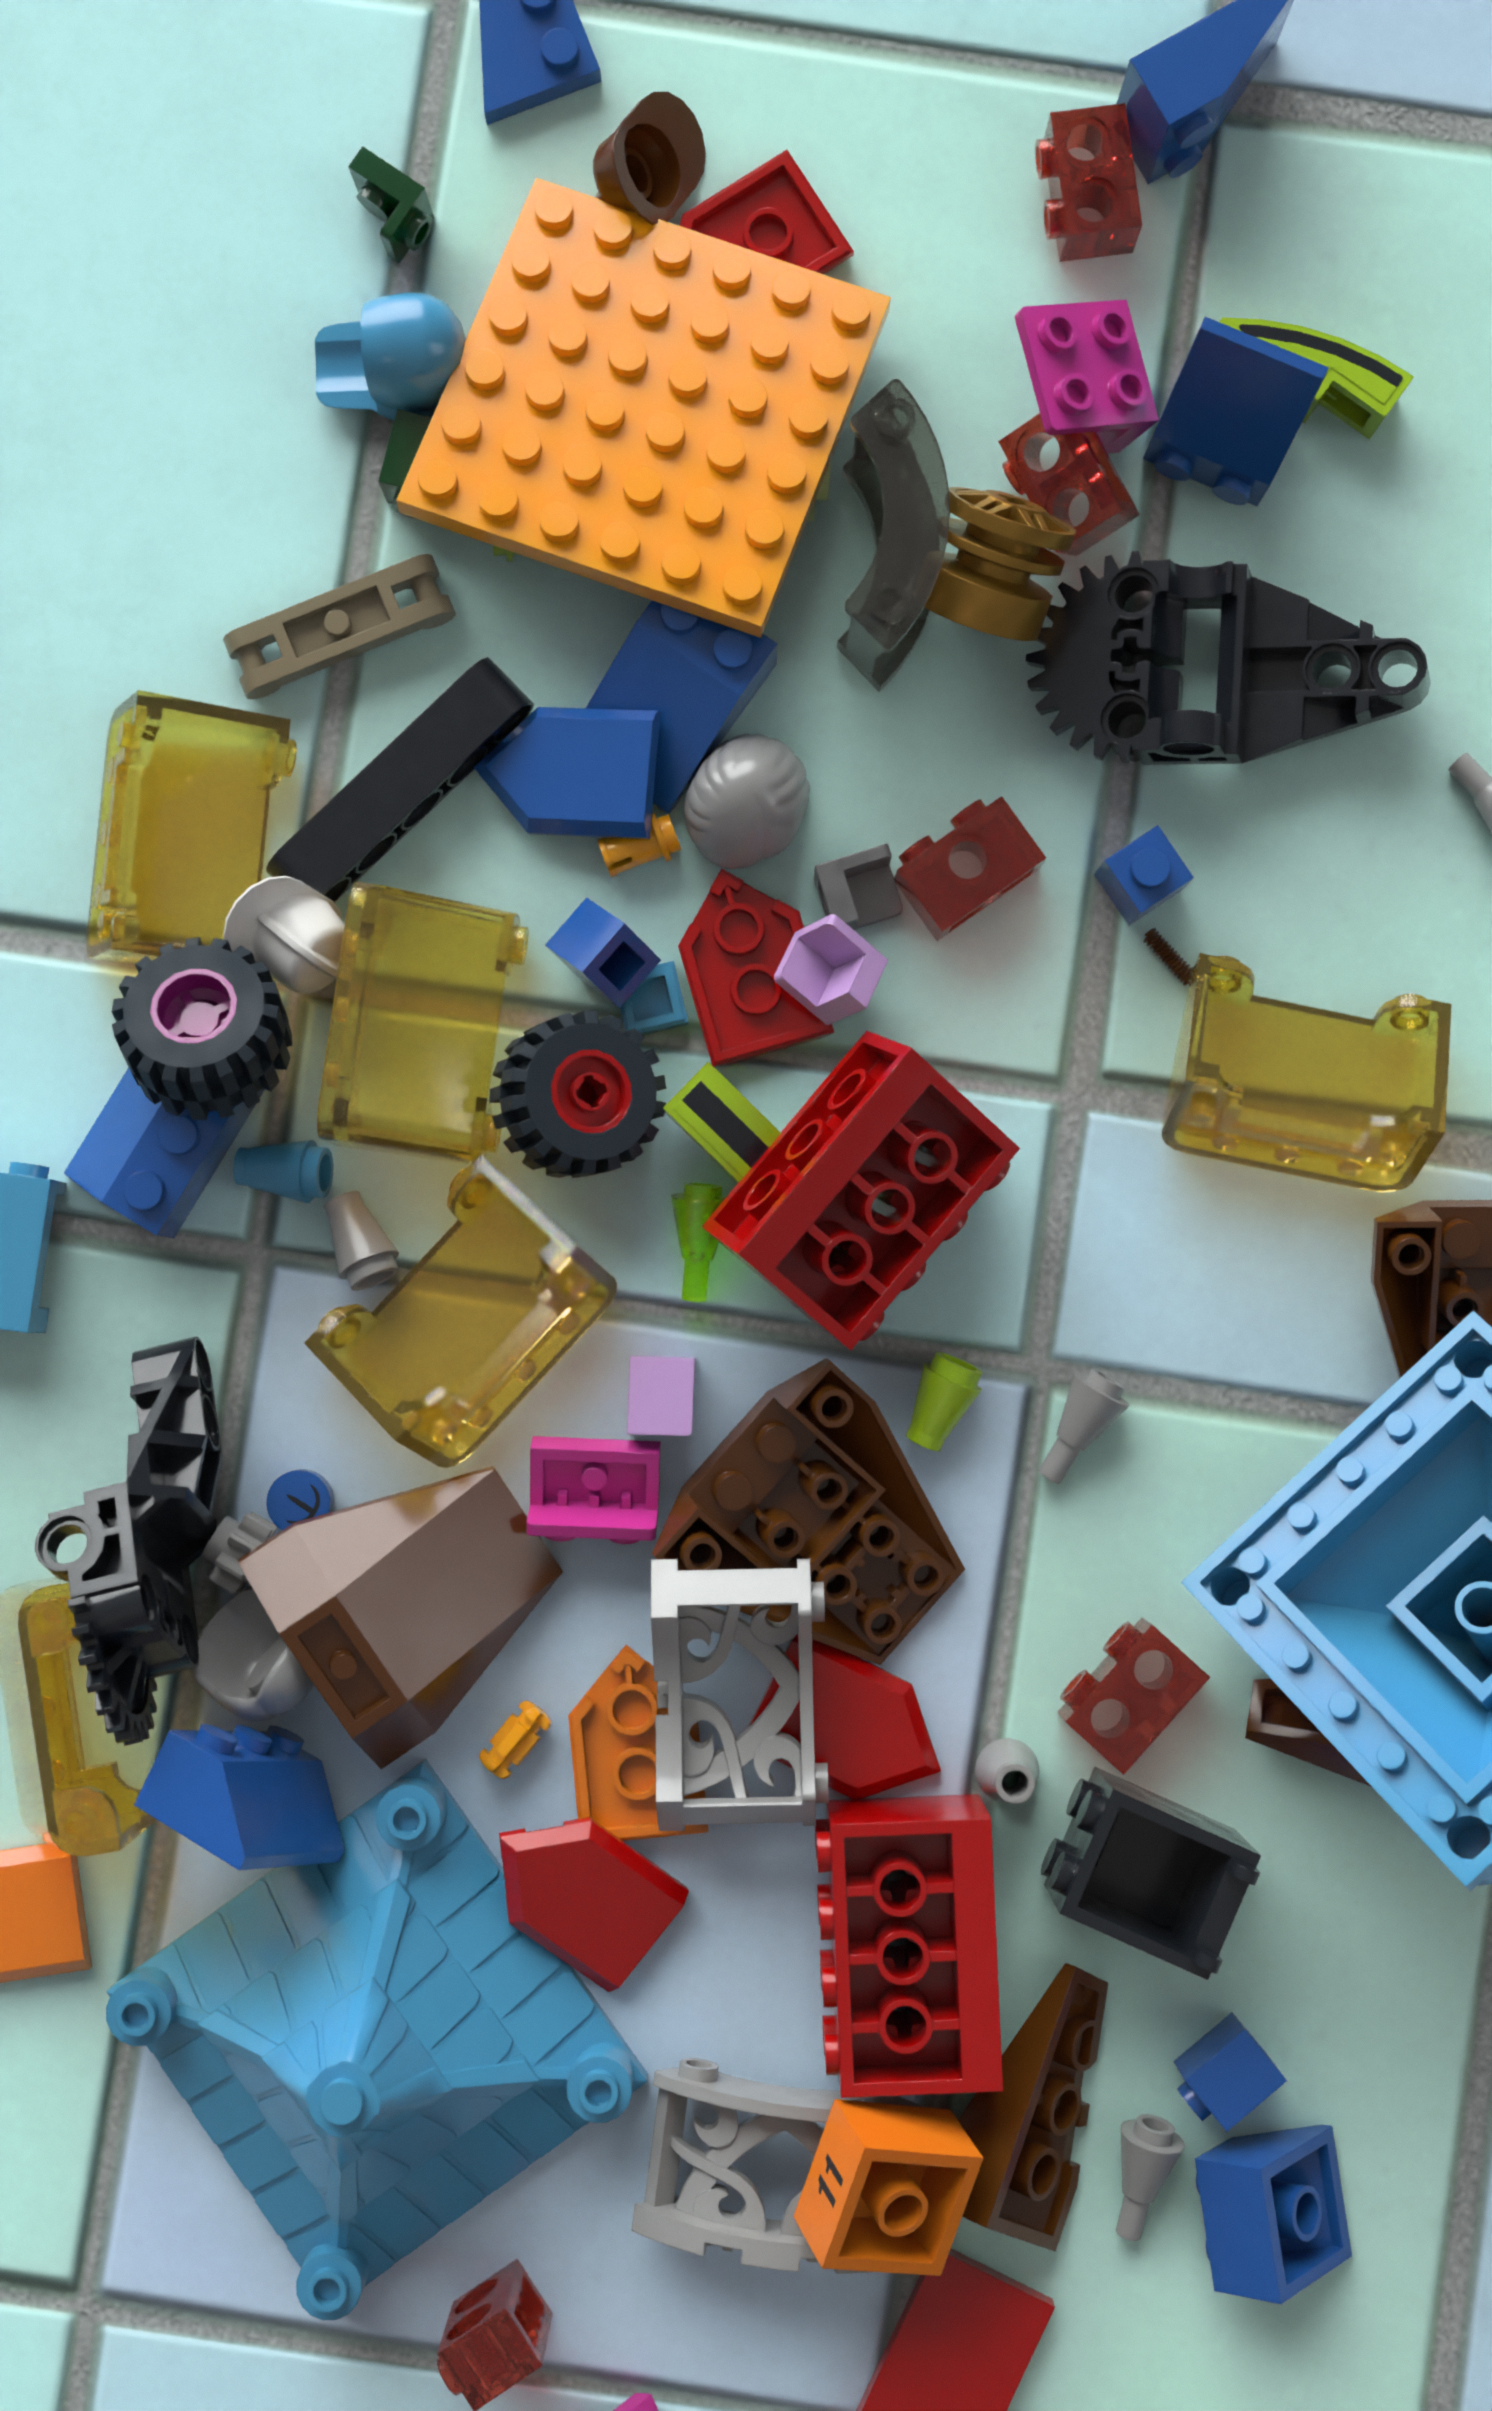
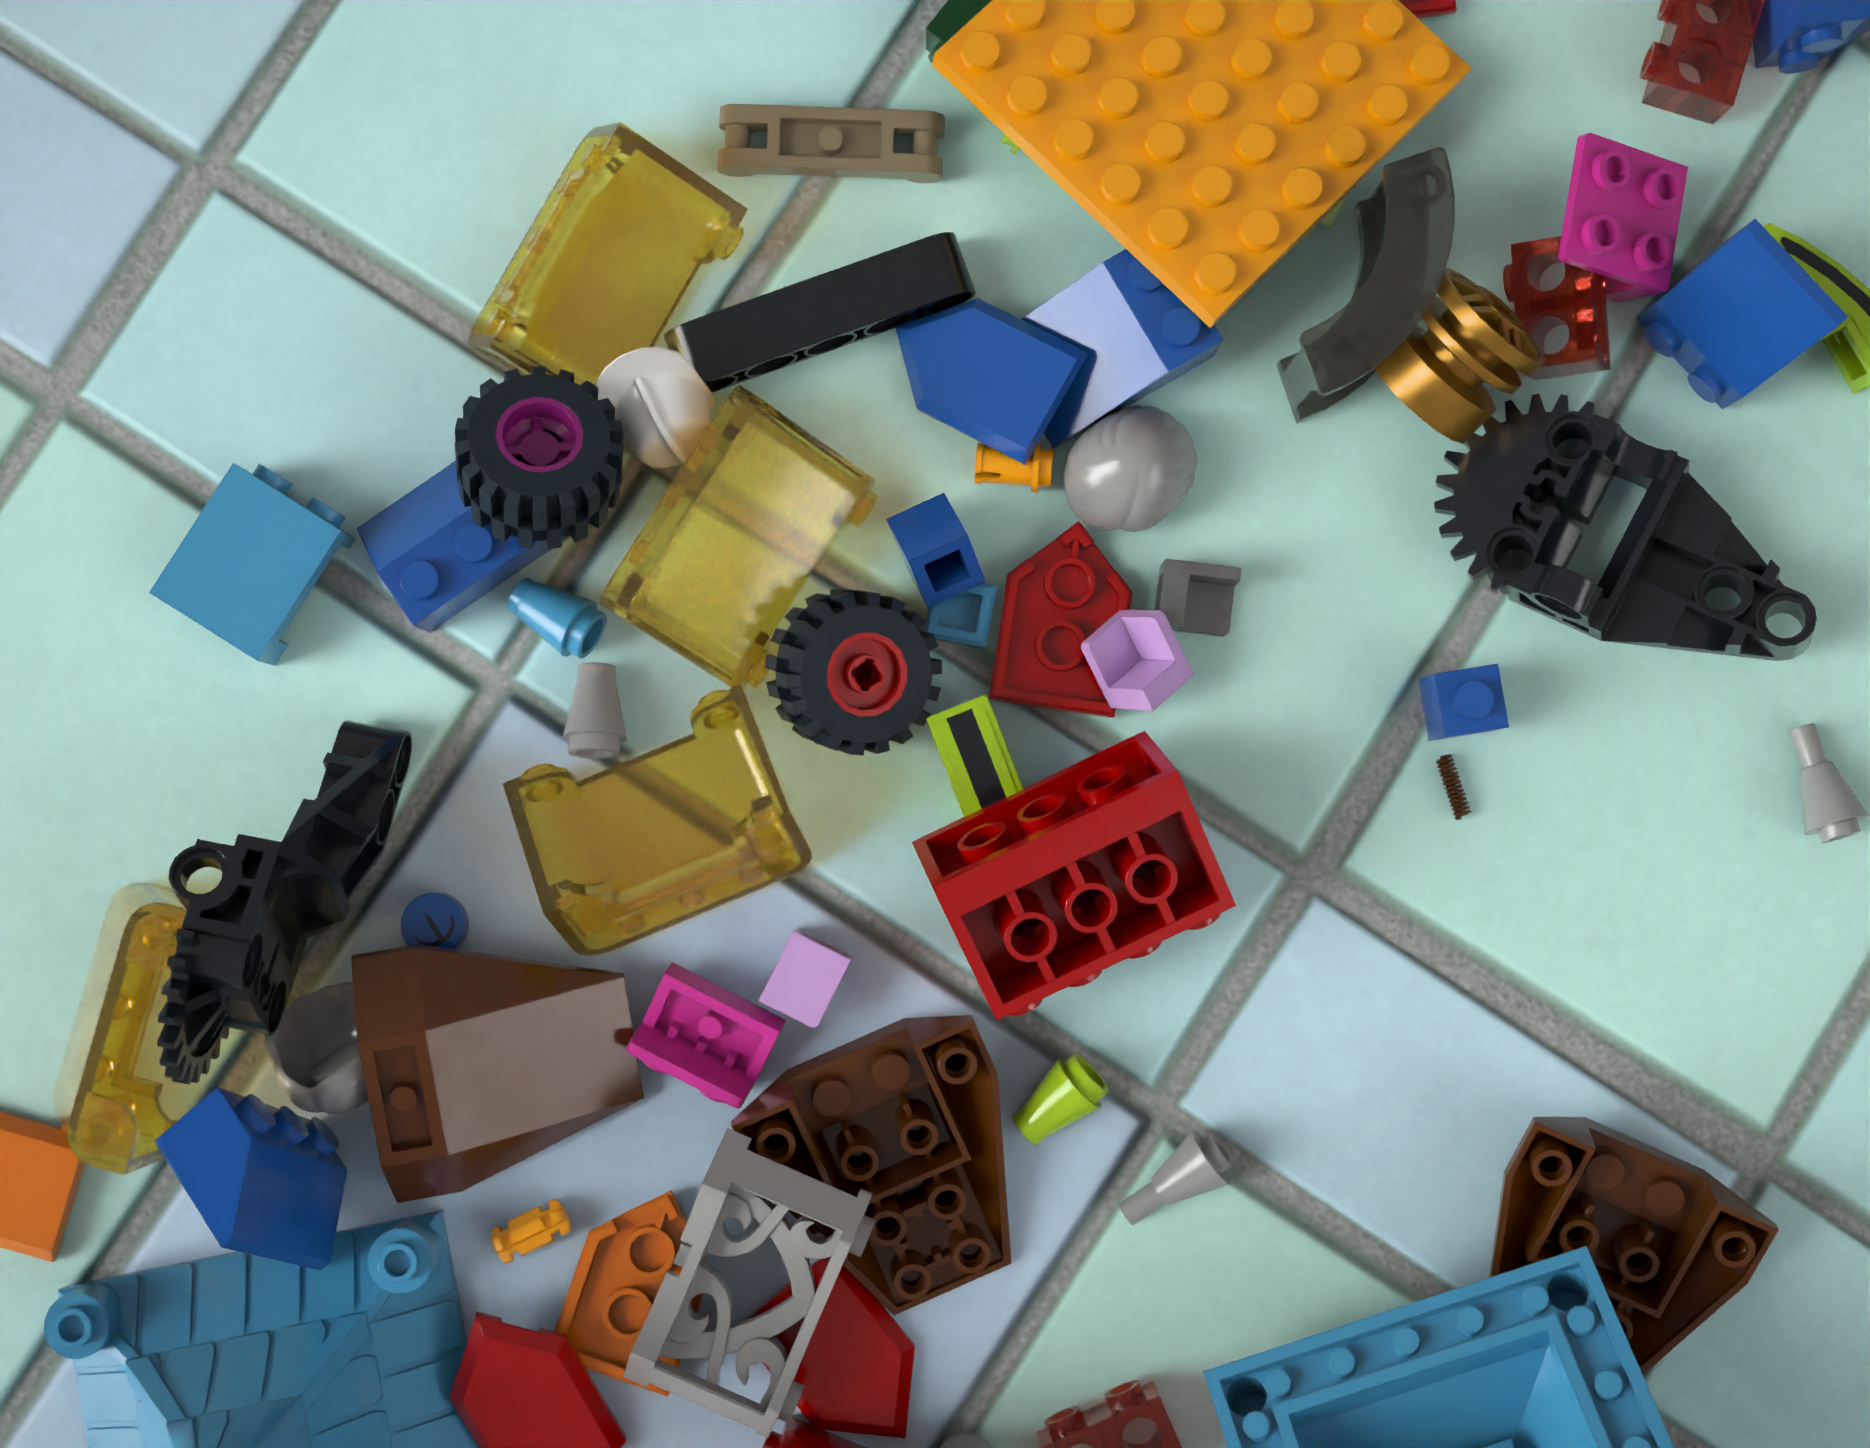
camera: 25 degrees right, 0 degrees up
(231, 1543) = (356, 936): light grey gear -> none
(696, 1245) = (909, 822): clear neon green cone -> none
(948, 900) = (1344, 613): clear red brick -> none
(1307, 1083) = (1529, 962): clear yellow windscreen -> none

